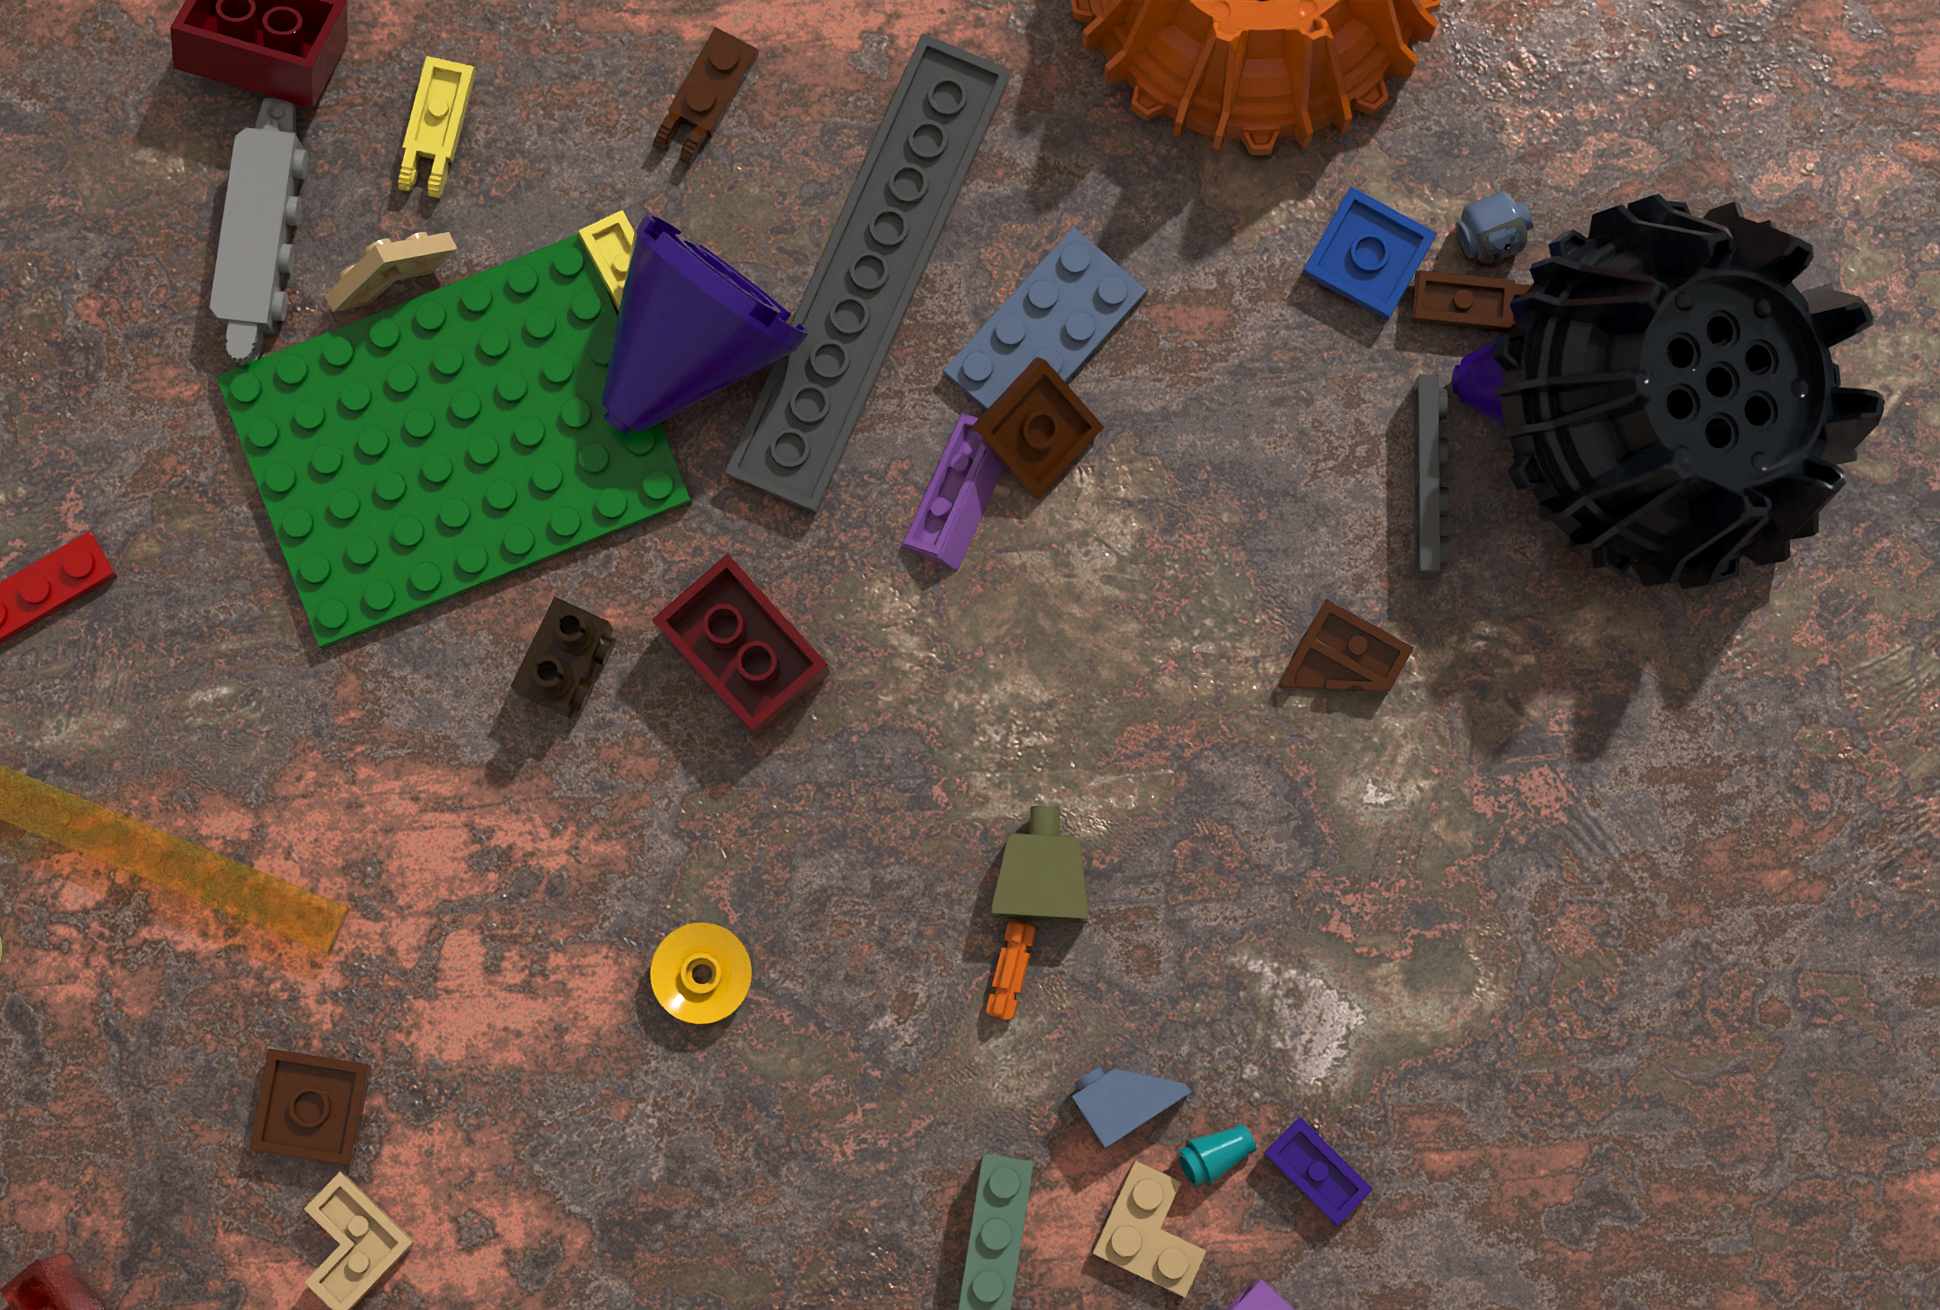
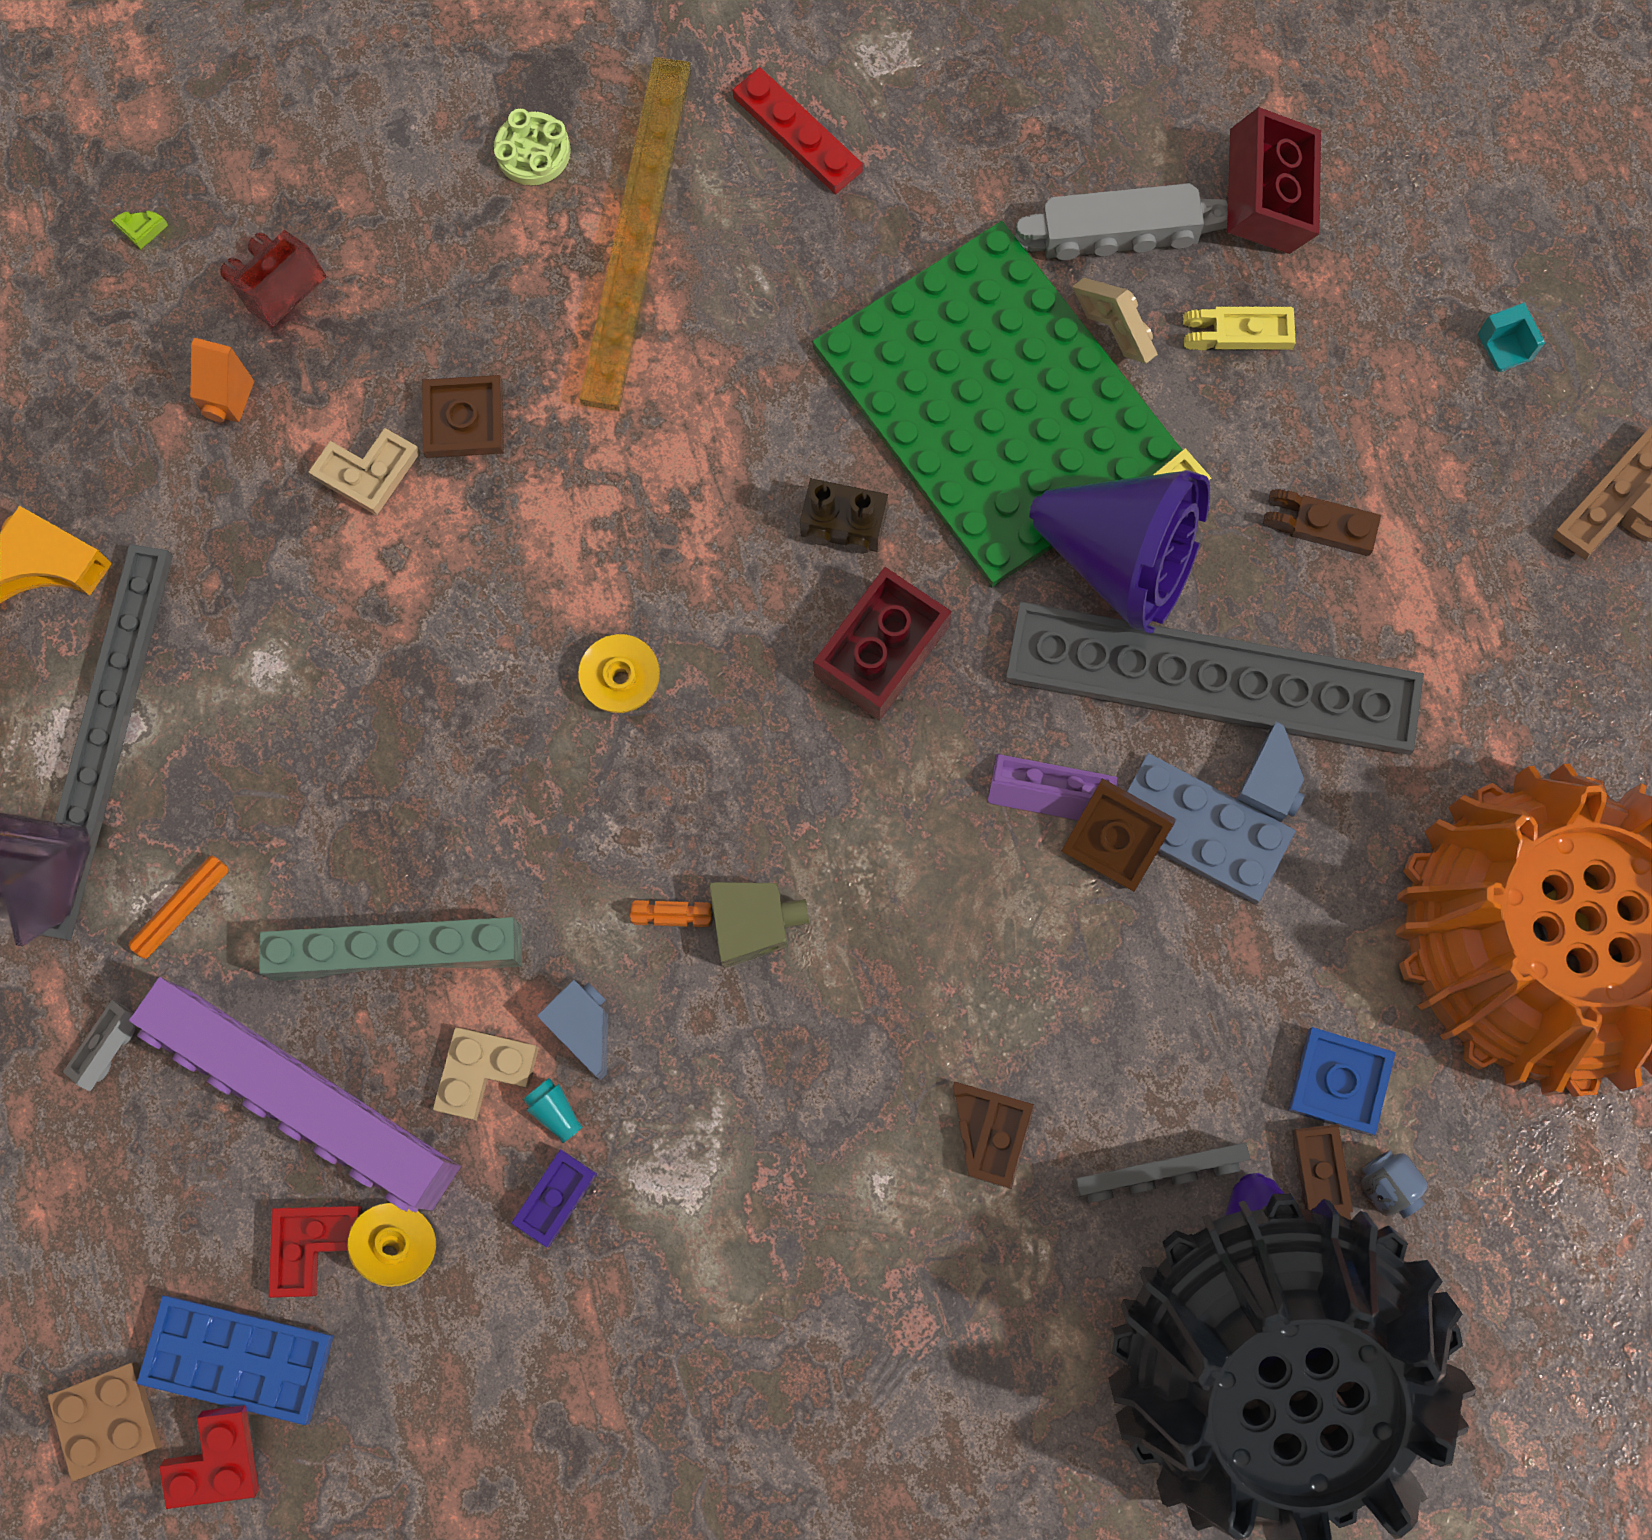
camera: 80 degrees right, 5 degrees down
(1006, 235) = (1274, 777): none -> sand blue slope

